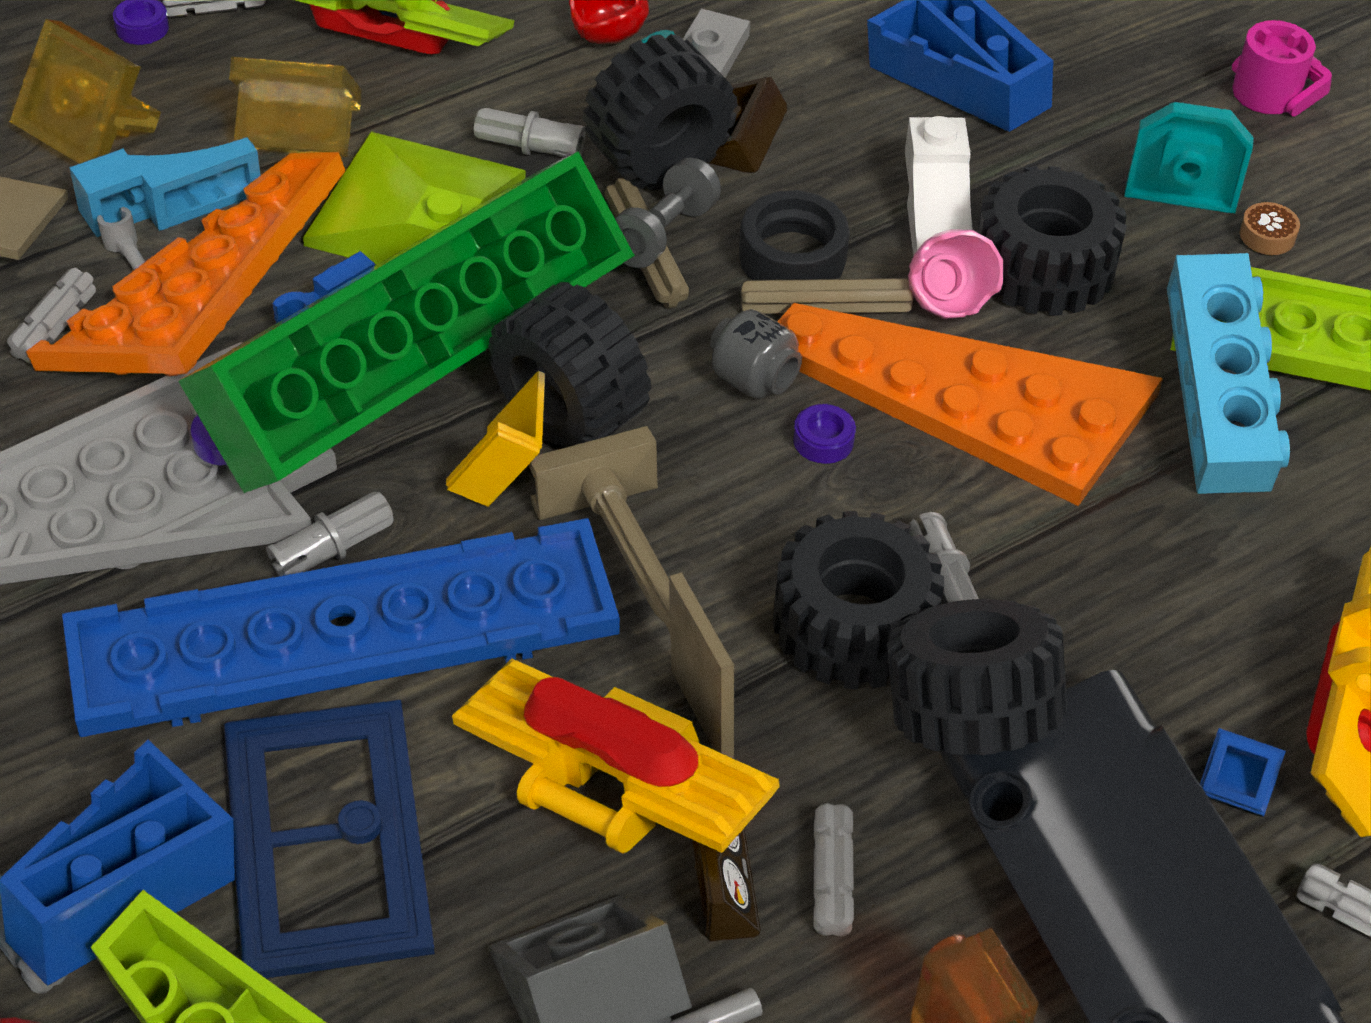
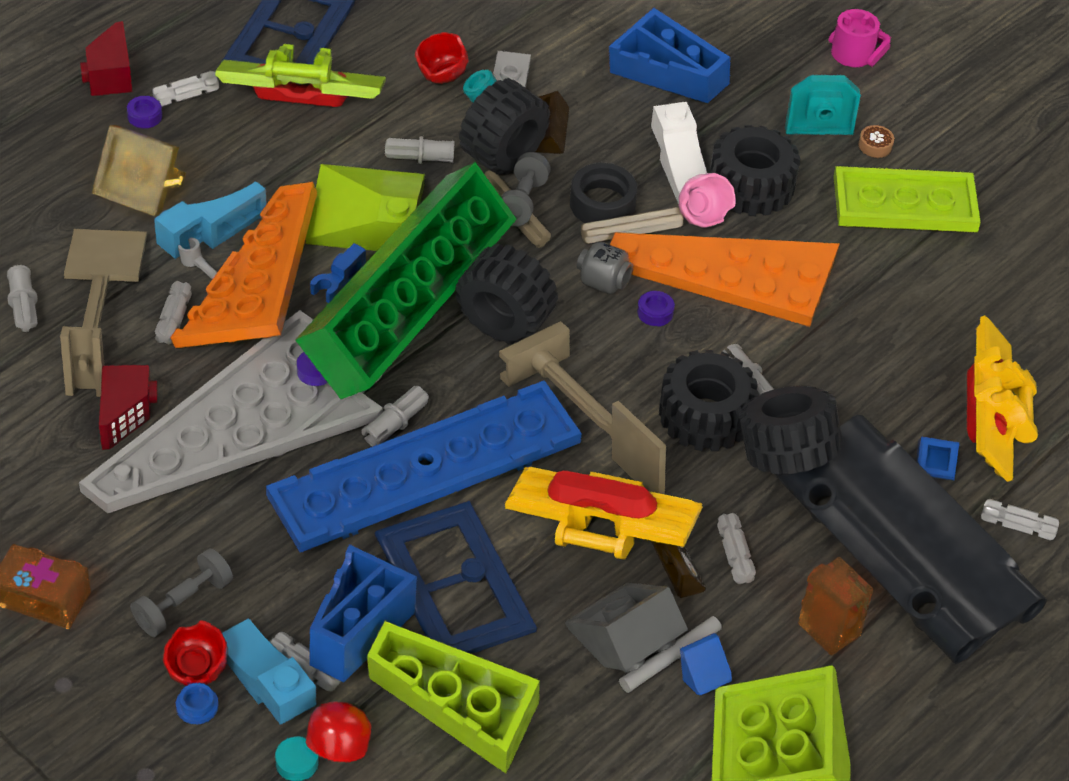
camera: 15 degrees left, 0 degrees up
(294, 105) = (273, 157): clear yellow bracket -> none
(506, 449) = (481, 344): yellow piece -> none
(1224, 454) = (884, 283): medium azure brick -> none

